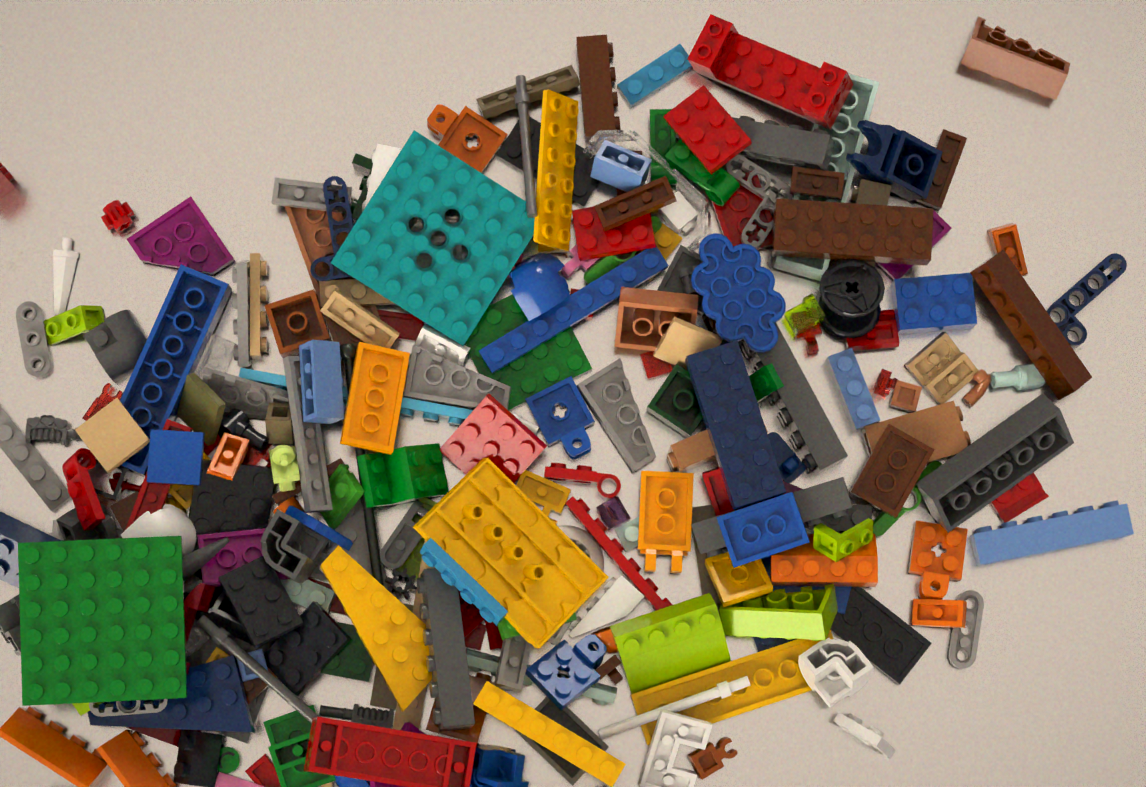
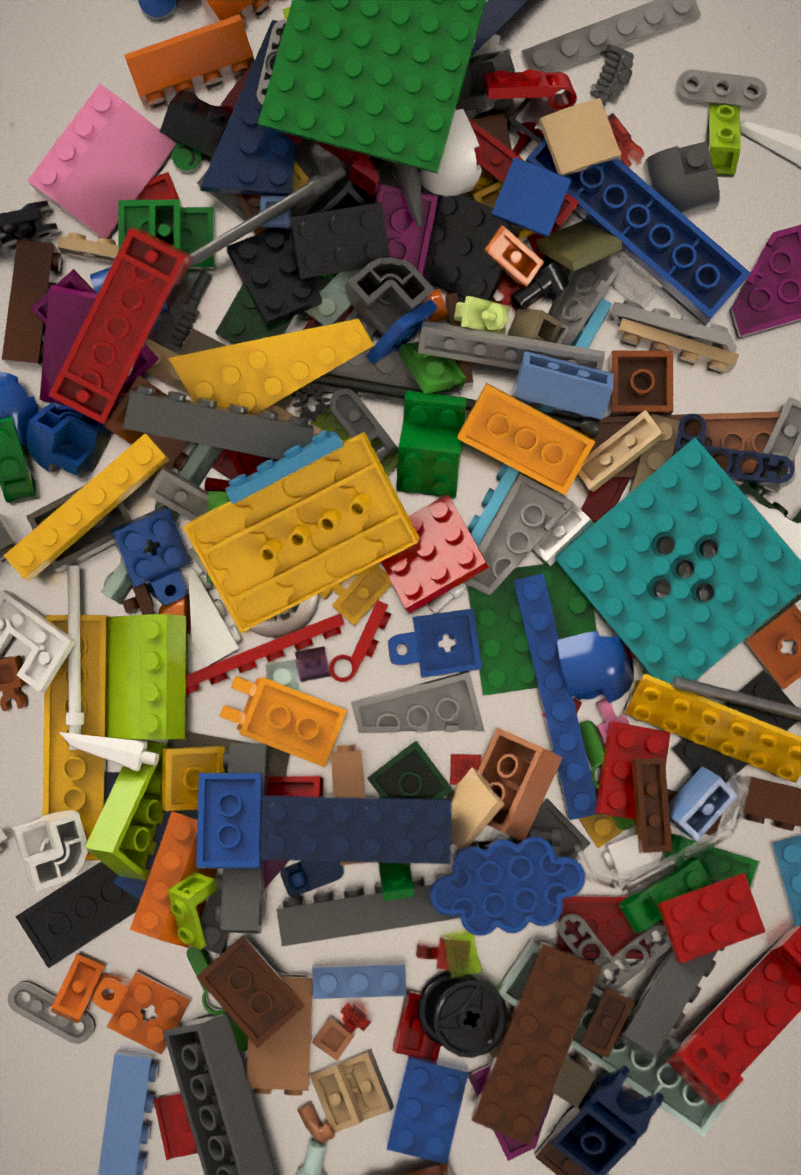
camera: 115 degrees right, 5 degrees up
(738, 643) = (120, 751): none -> white bar

